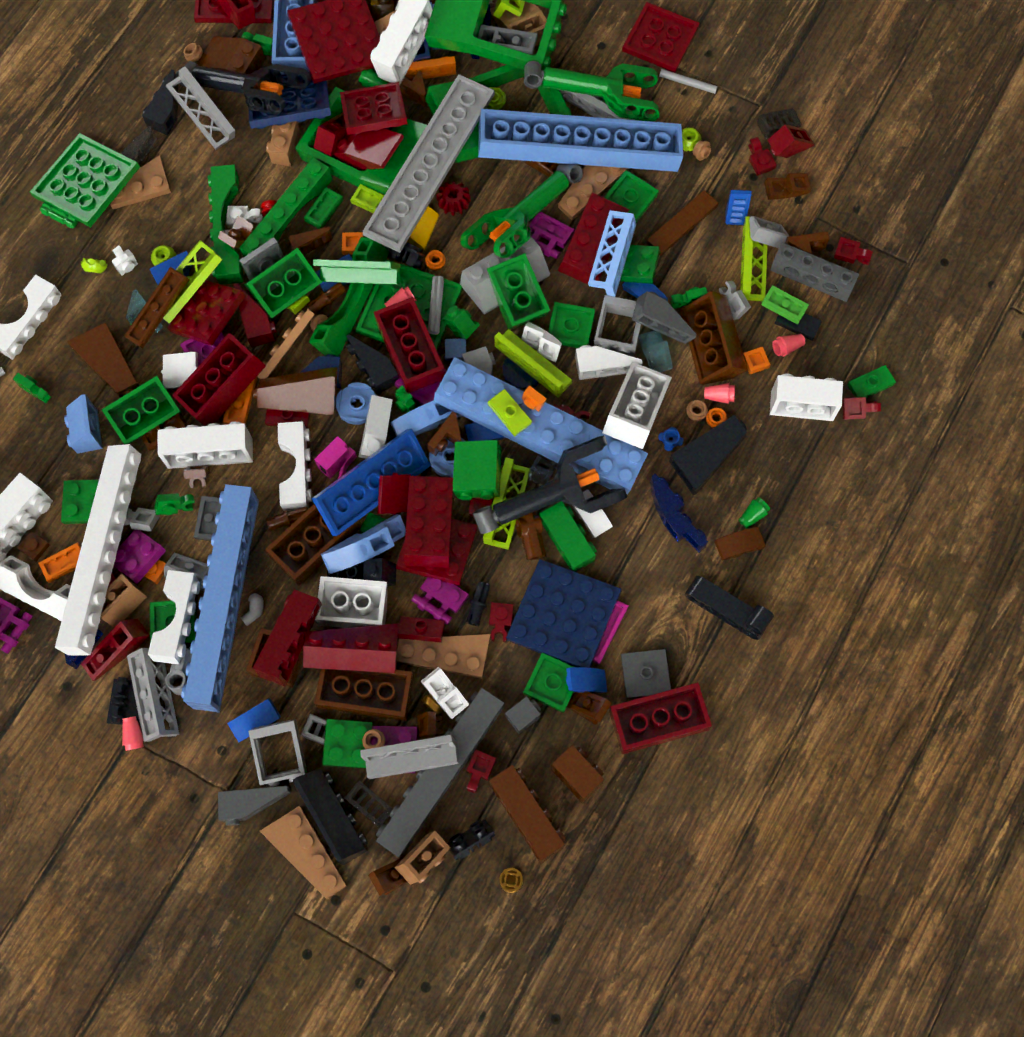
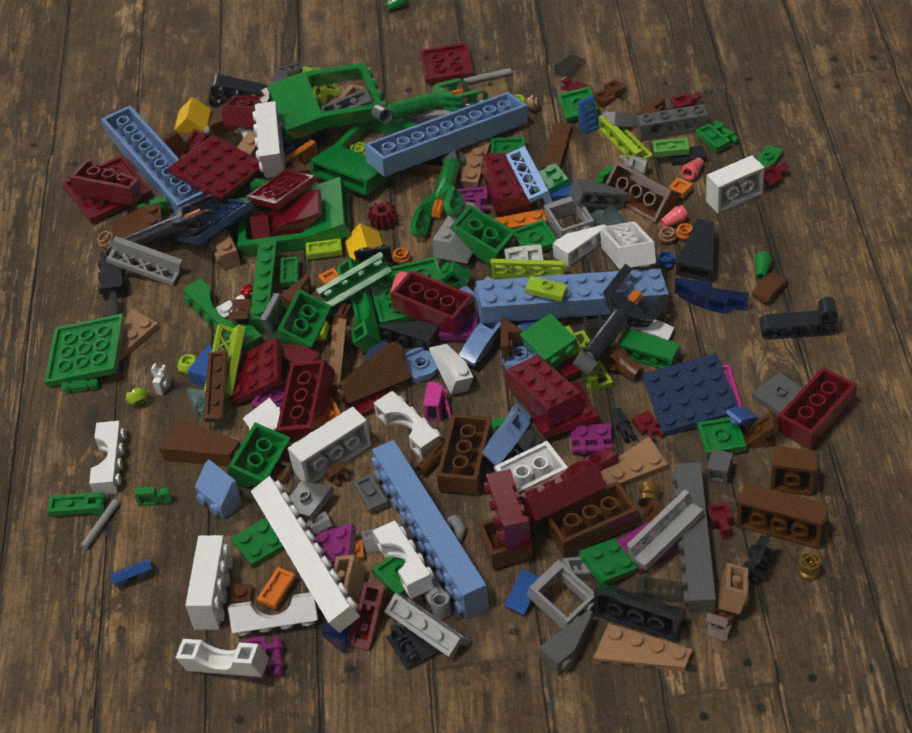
camera: 30 degrees left, 25 degrees down
(131, 734) = (435, 659): coral cone -> none
(149, 484) = (310, 498): none -> dark grey plate
(170, 503) = (332, 498): green plate -> none
(358, 489) = (480, 389): blue plate -> none
(369, 735) = (623, 539): medium nougat plate -> none
(393, 493) = (501, 390): dark red piece -> none
(404, 400) = (455, 338): green plate -> none
(428, 163) = (353, 195): light grey plate -> none
(436, 305) = (422, 268): light grey axle -> none
(445, 692) = (657, 482): white slope -> none
(533, 399) = (556, 270): orange plate -> none
(573, 293) = (522, 219): none -> orange plate
(744, 176) = (569, 102): none -> green plate
(789, 141) = (587, 69): dark red slope -> none
(841, 319) = (716, 136): none -> green plate

